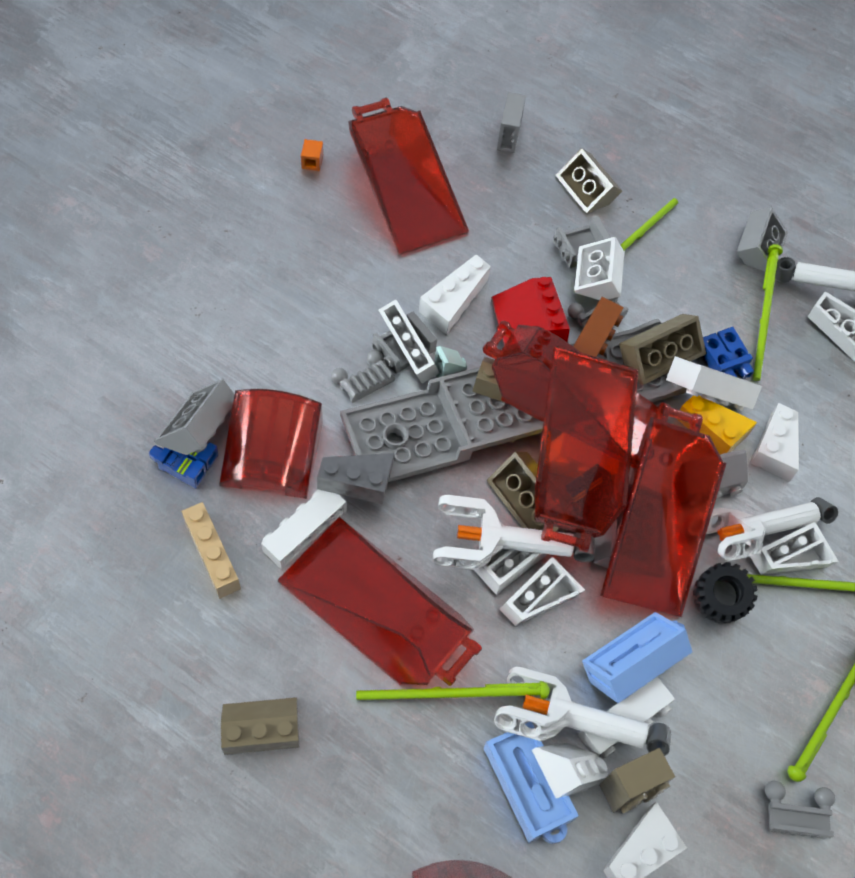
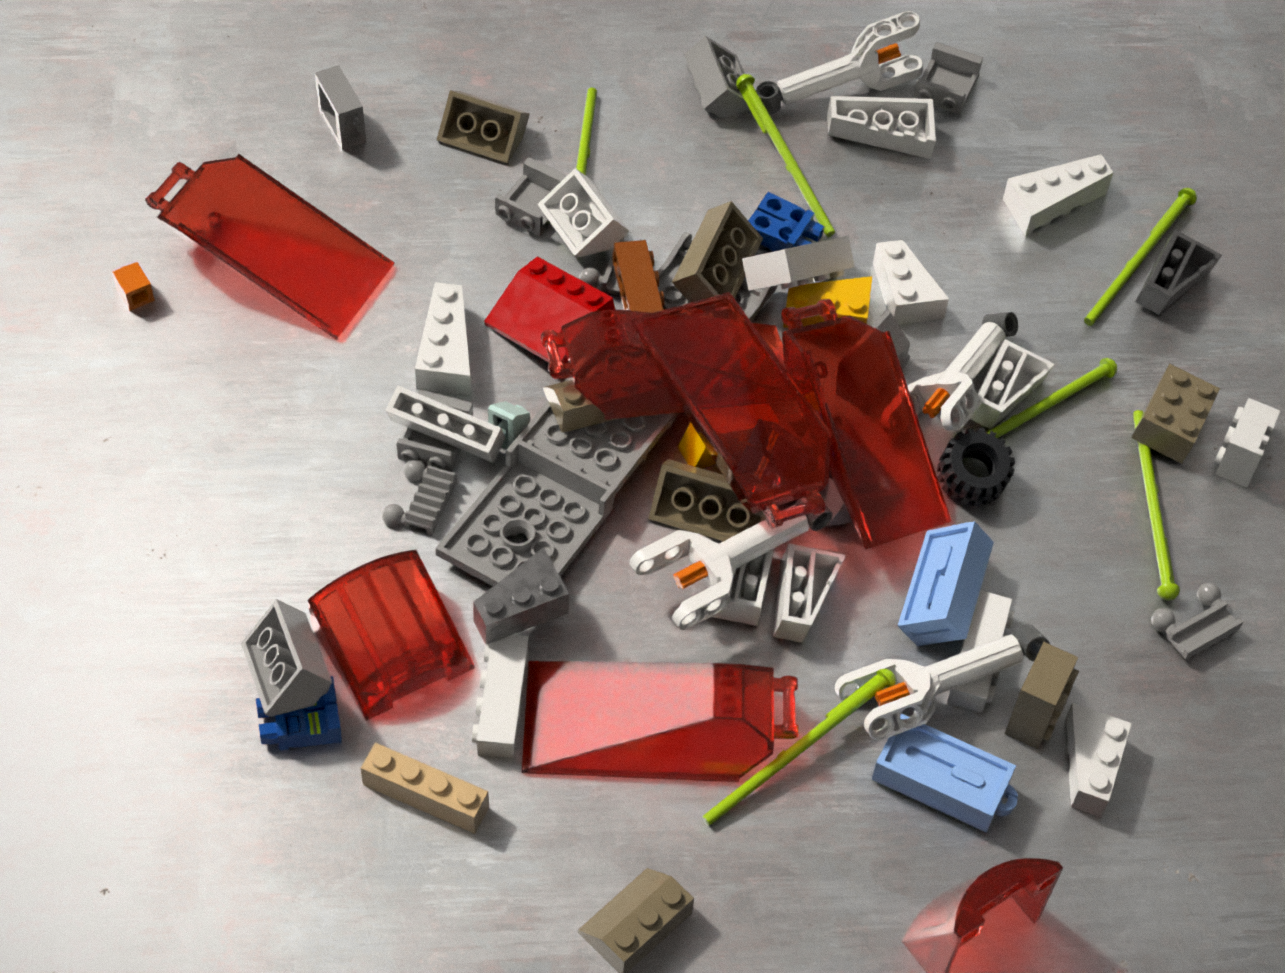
camera: 35 degrees left, 5 degrees down
(570, 768) = (975, 727): white slope -> none

